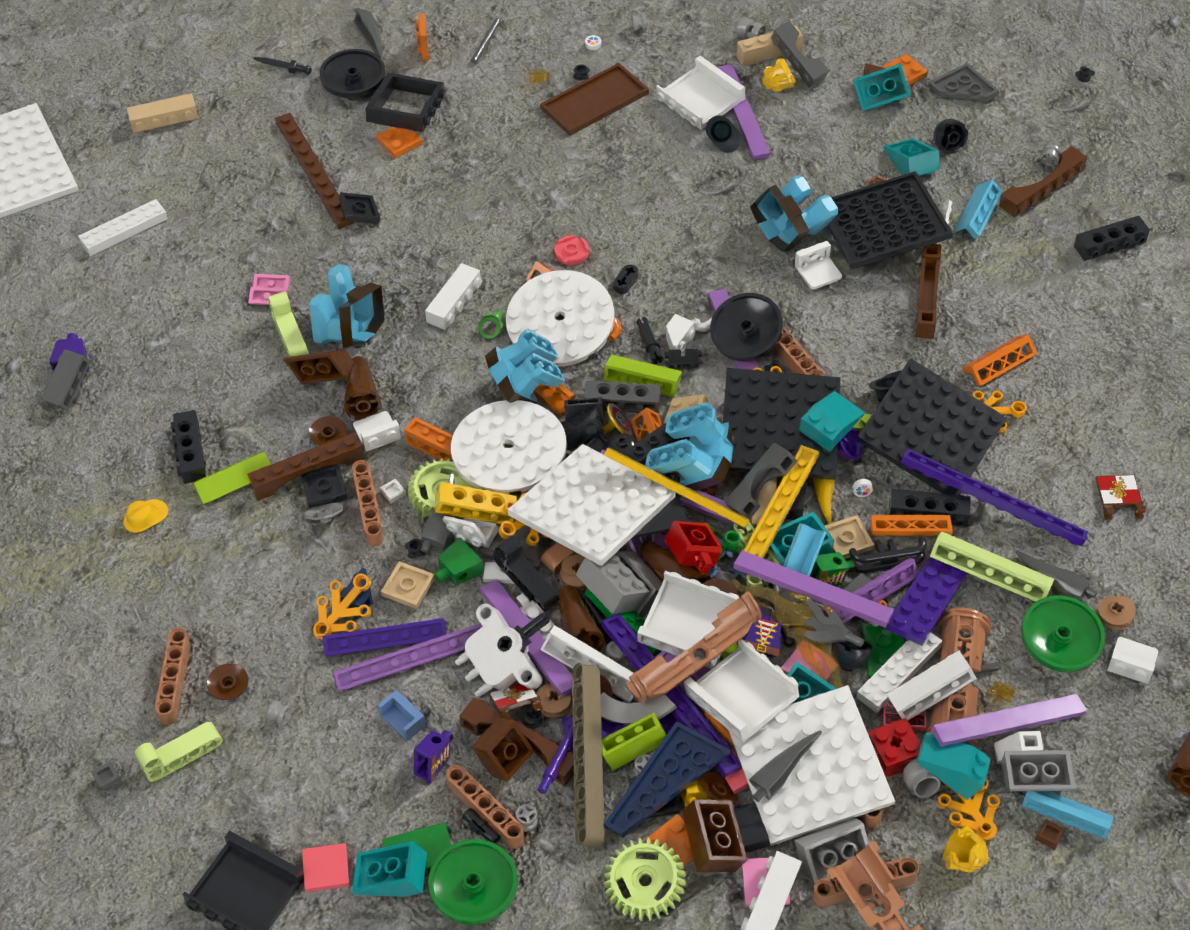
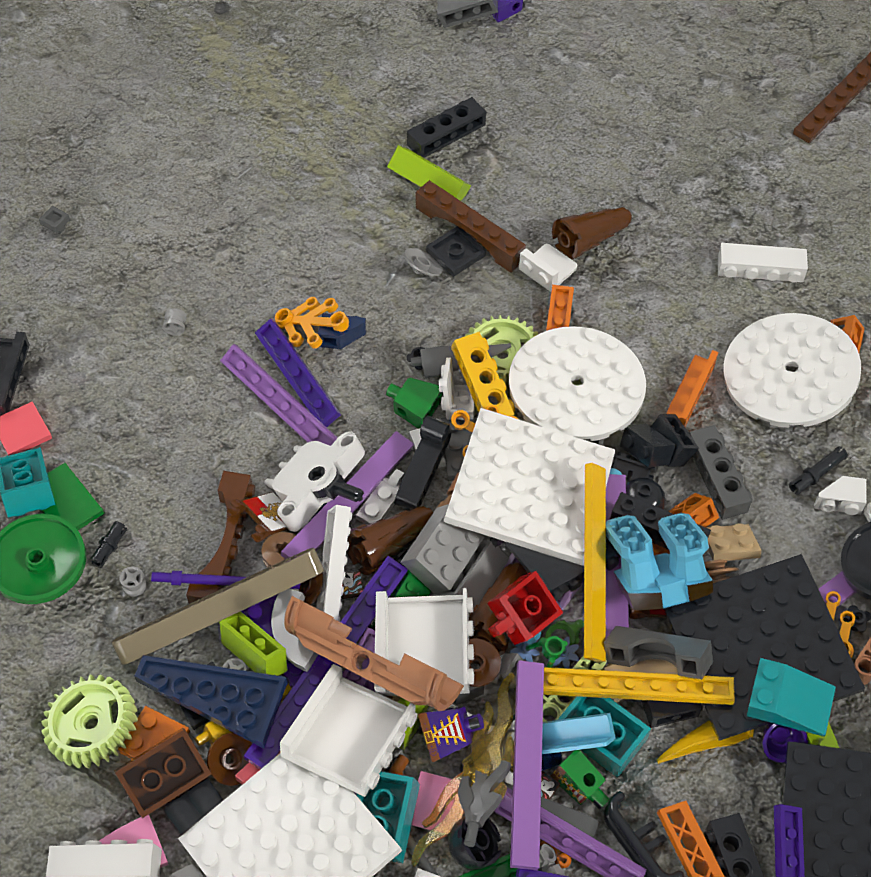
camera: 65 degrees right, 5 degrees up
(144, 514) = (355, 130): yellow piece -> none
(172, 684) = (181, 223): nougat beam -> none
(177, 752) = (97, 260): yellowish green beam -> none
(225, 675) = (190, 261): reddish brown dish -> none
(267, 285) = (675, 111): bright pink slope -> none
(287, 325) = (634, 142): yellowish green beam -> none
(320, 366) = (594, 183): reddish brown slope -> none
(327, 429) = (524, 225): reddish brown dish -> none
(346, 310) = (679, 184): medium azure piece -> none
(359, 208) = (825, 135): black plate -> none
(368, 503) = (452, 294): nougat beam -> none
(392, 491) = (481, 309): white tile -> none
(401, 715) = (212, 425): medium blue panel -> none
(407, 585) = (369, 368): tan plate -> none
(432, 755) = (172, 465): dark purple torso -> none
(483, 797) = (131, 527): nougat beam -> none
(496, 318) = (755, 310): bright green piece -> none
(502, 749) = (195, 524): reddish brown brick -> none
(524, 366) = (675, 355): medium azure piece -> none
(535, 722) = (250, 544): black bush -> none
(617, 329) = (813, 432): orange arm -> none
(618, 420) = (680, 478): shield -> none
(632, 371) = (763, 480): lime brick -> none
(675, 359) = (816, 521): black hinge -> none
(775, 772) = (259, 808): dark grey piece -> none
(850, 534) = (646, 786): tan plate -> none
(862, 488) = (729, 779): white tile -> none

